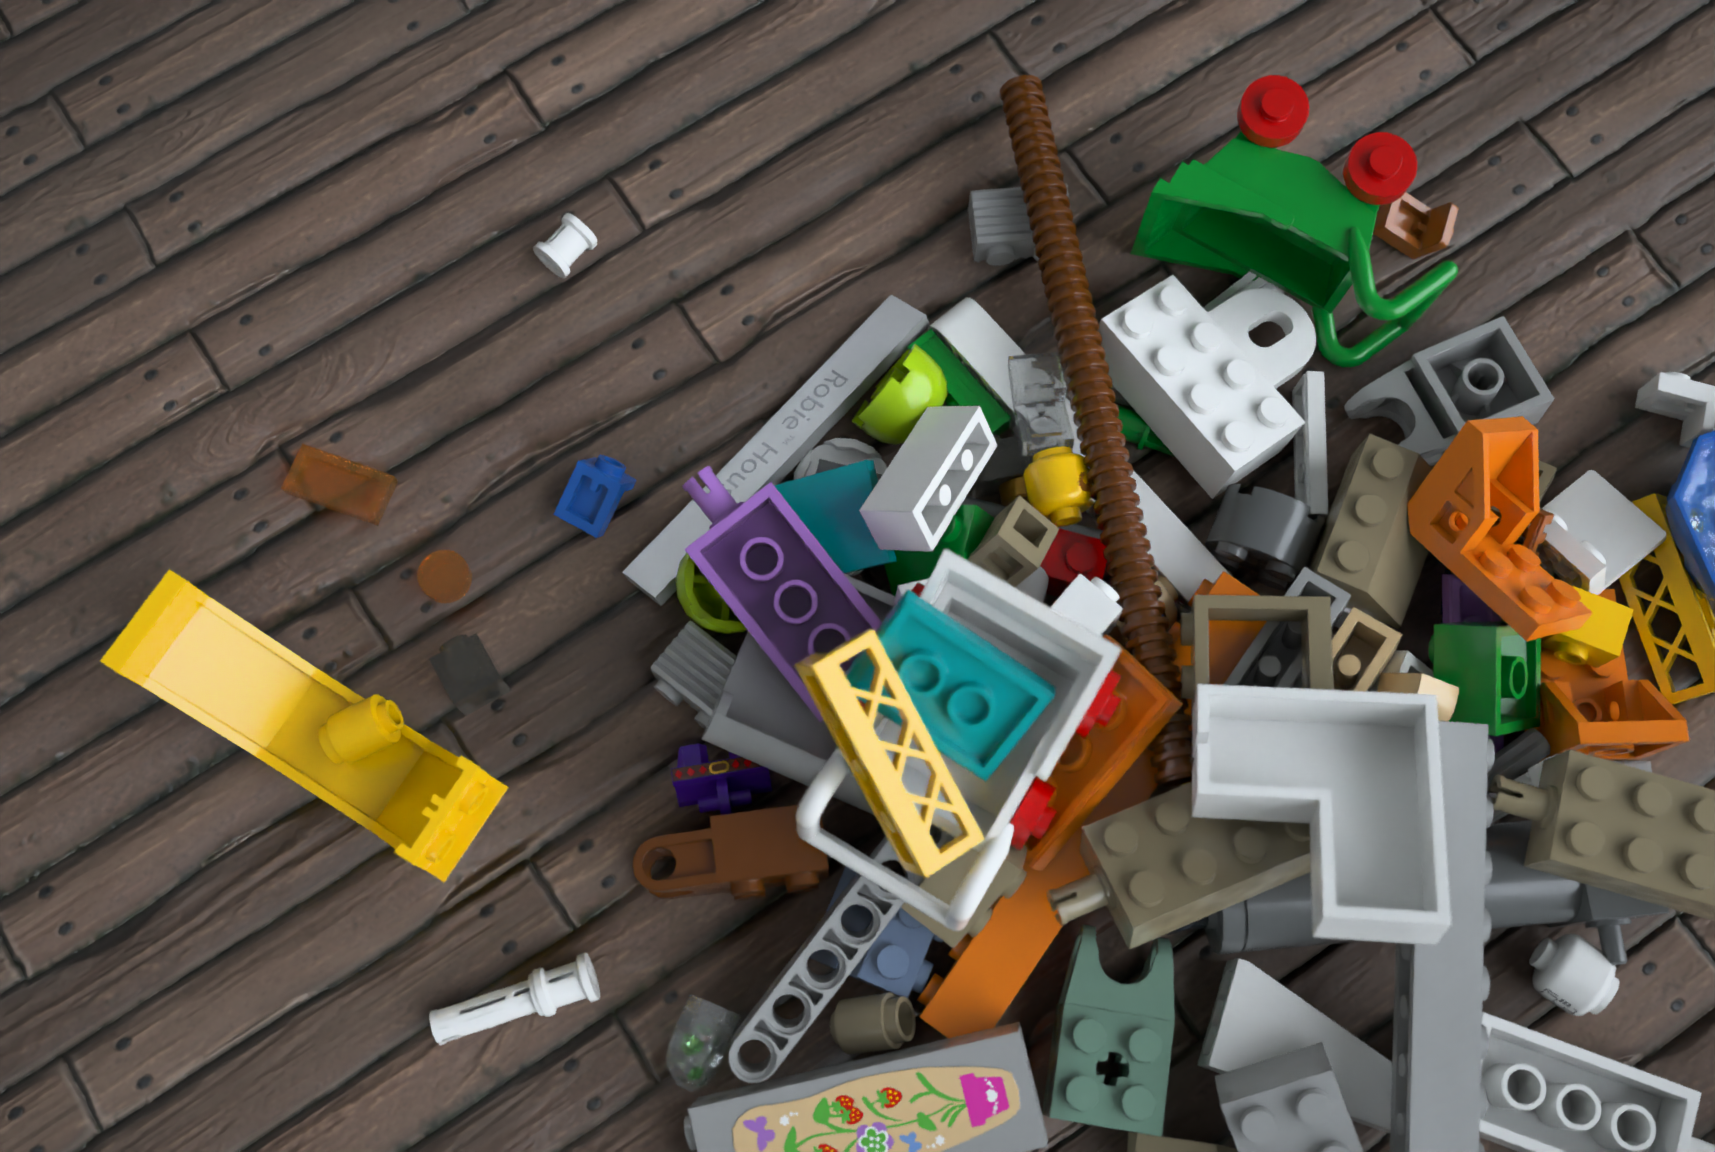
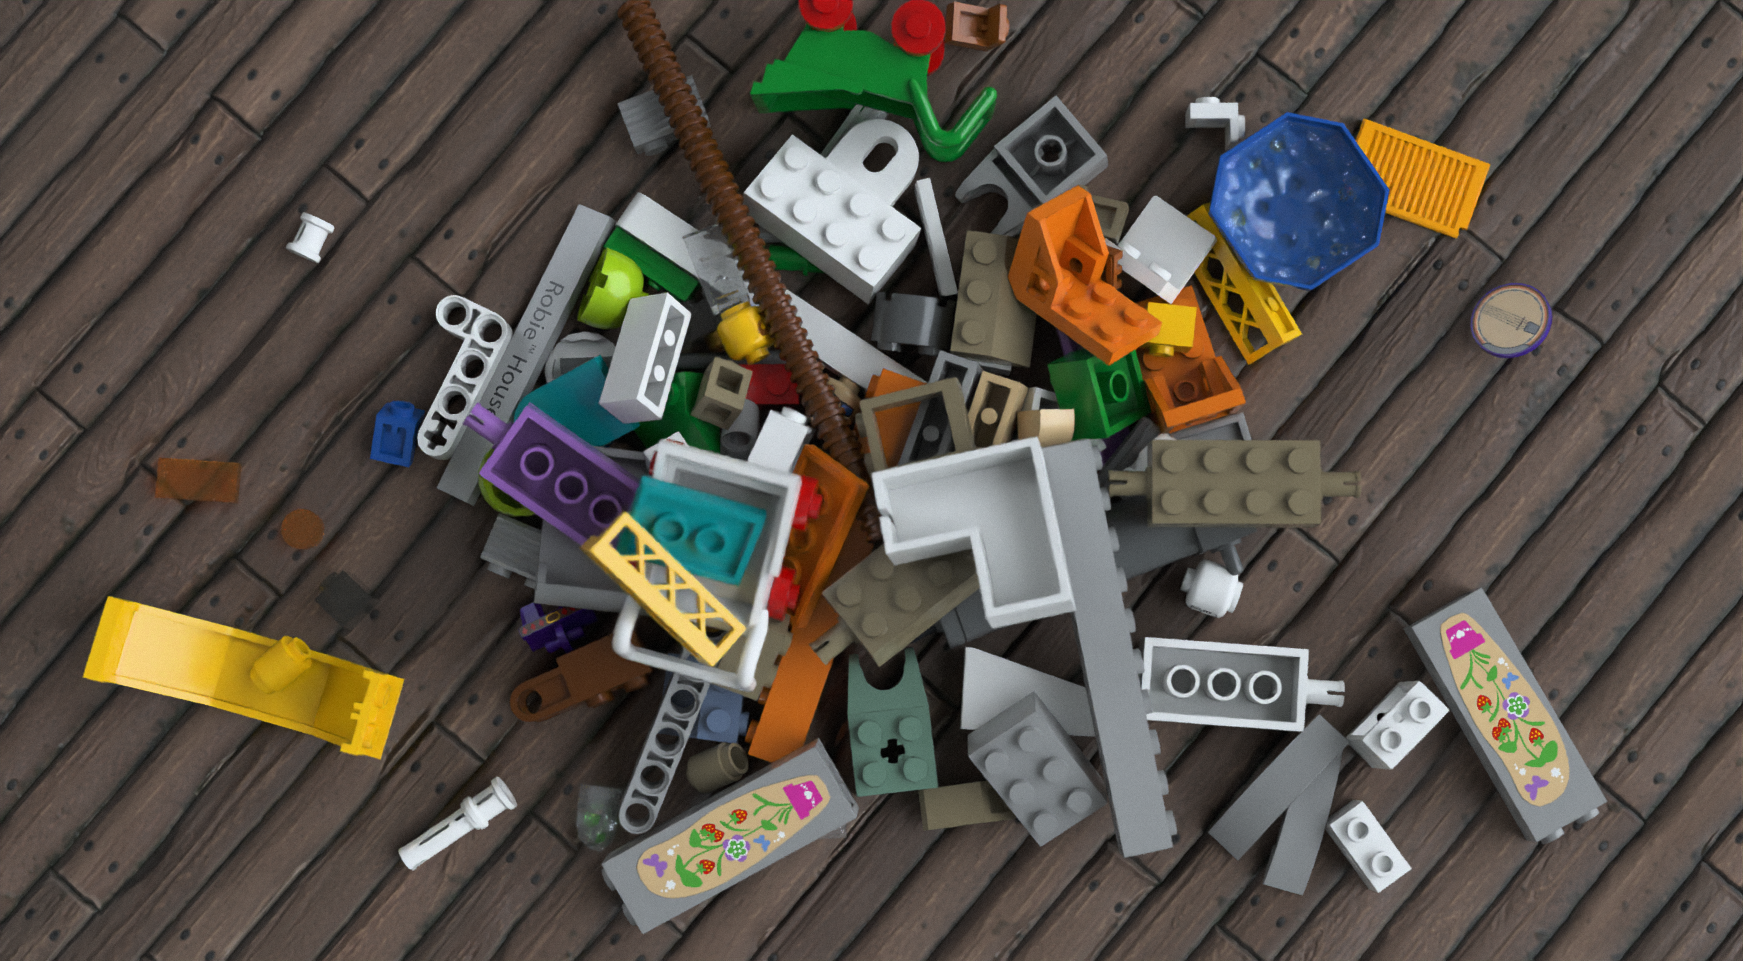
camera: 10 degrees left, 10 degrees up
(685, 453) = (456, 381): none -> white beam

